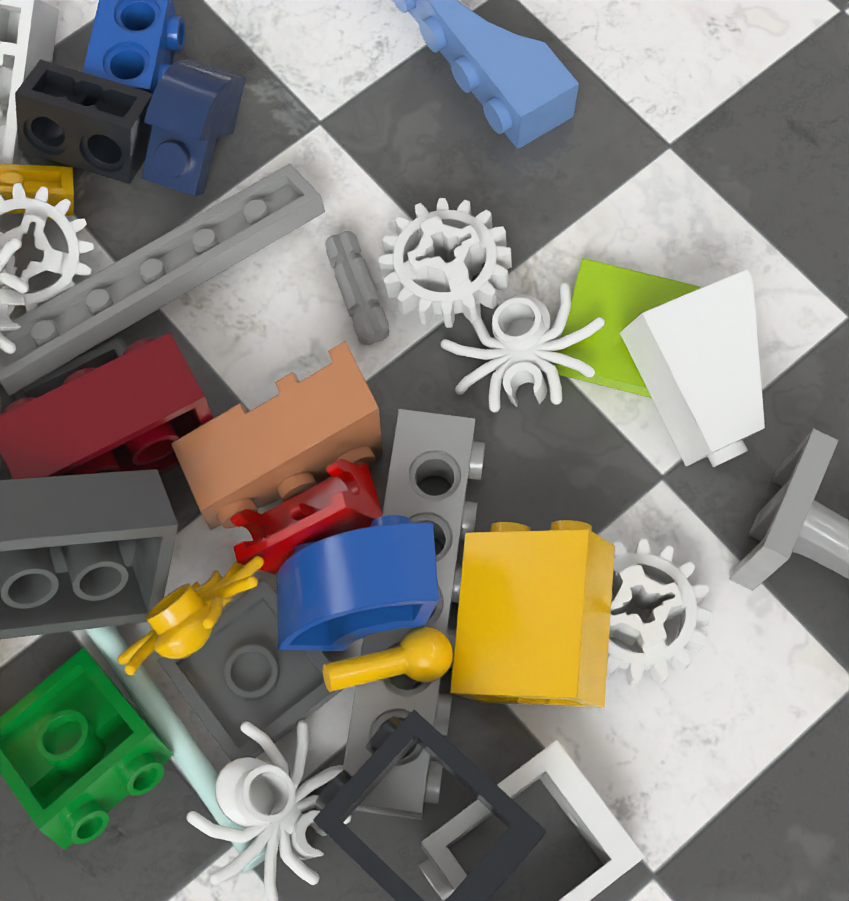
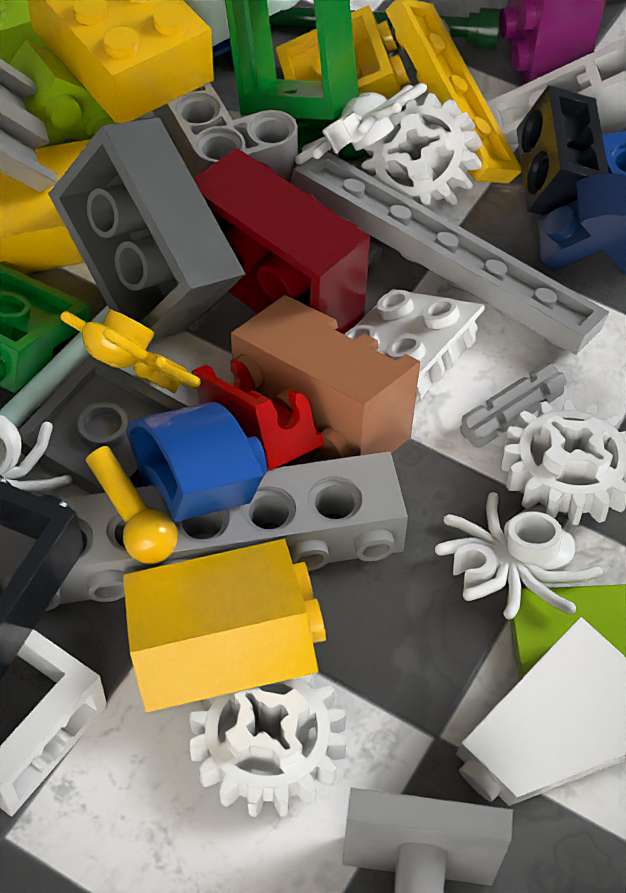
camera: 70 degrees right, 15 degrees down
(246, 346) = (422, 327): none -> white hinge

